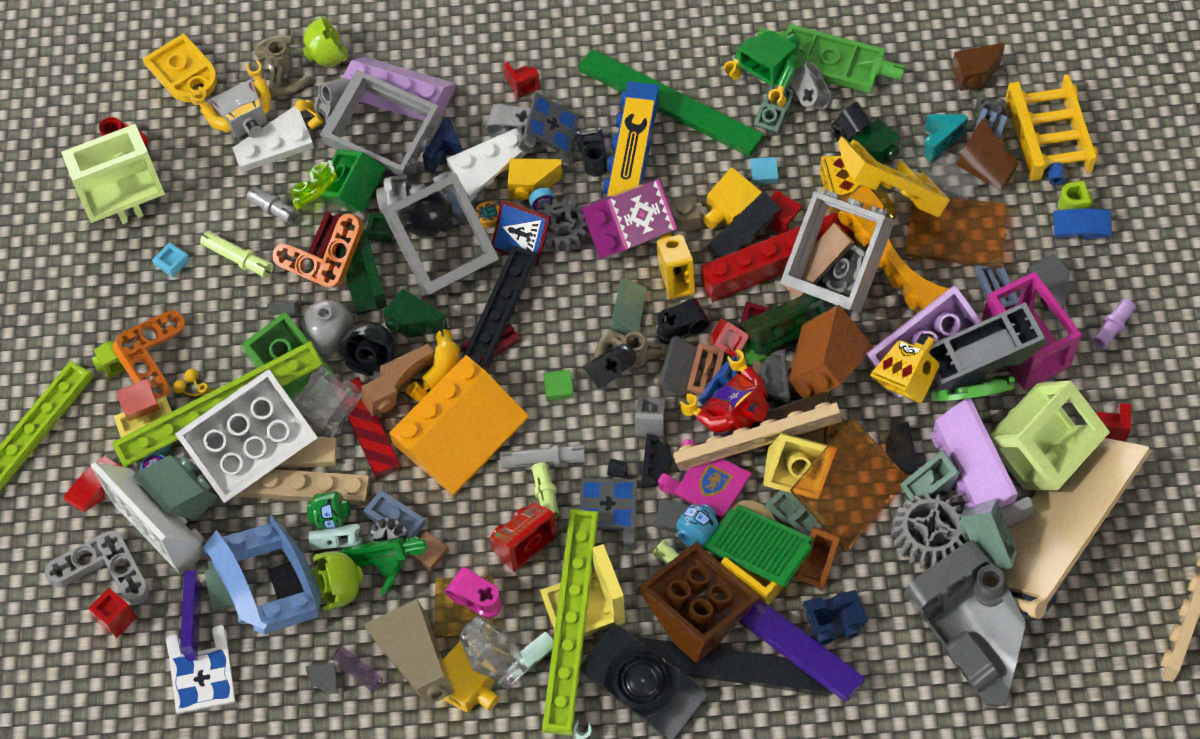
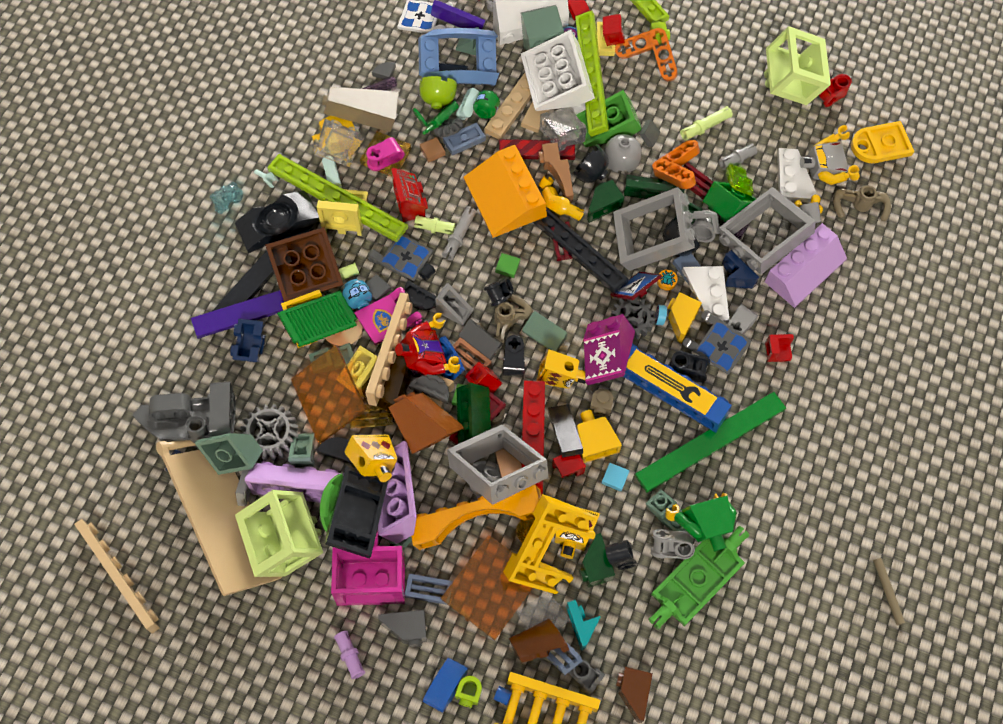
camera: 110 degrees right, 5 degrees up
(171, 259) = (721, 90): medium azure tile -> none
(190, 376) = (625, 72): yellow piece -> none
(323, 44) = (865, 232): lime cylinder -> none
(821, 558) = (294, 357): dark orange slope -> none
(1117, 423) = (273, 601): red panel -> none

